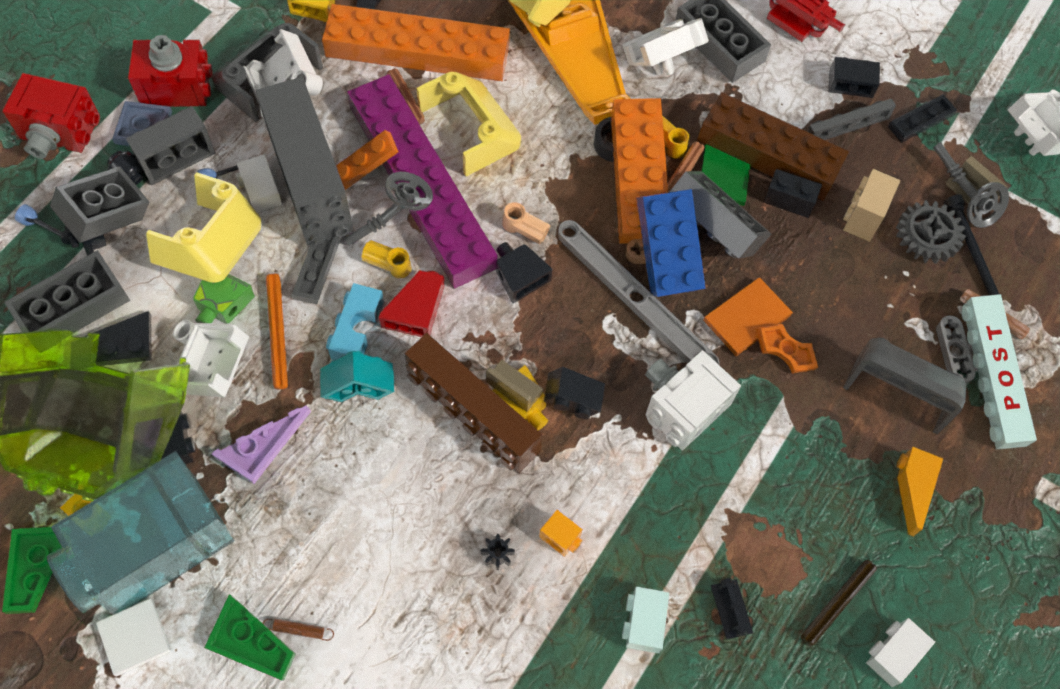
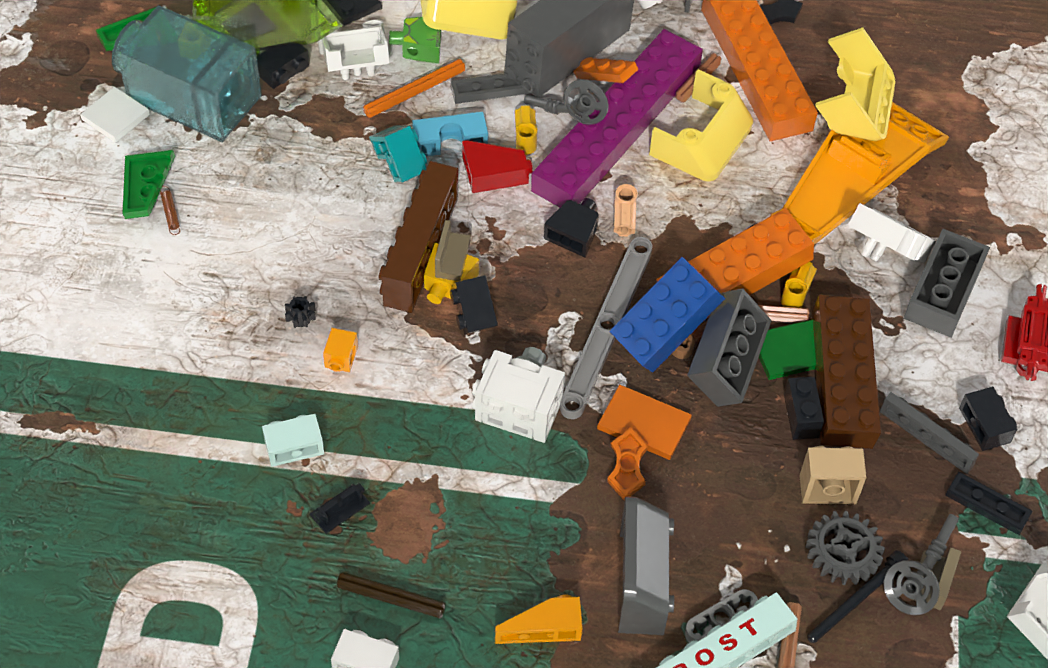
camera: 65 degrees right, 10 degrees down
(256, 451) = (308, 121): lavender wing -> none

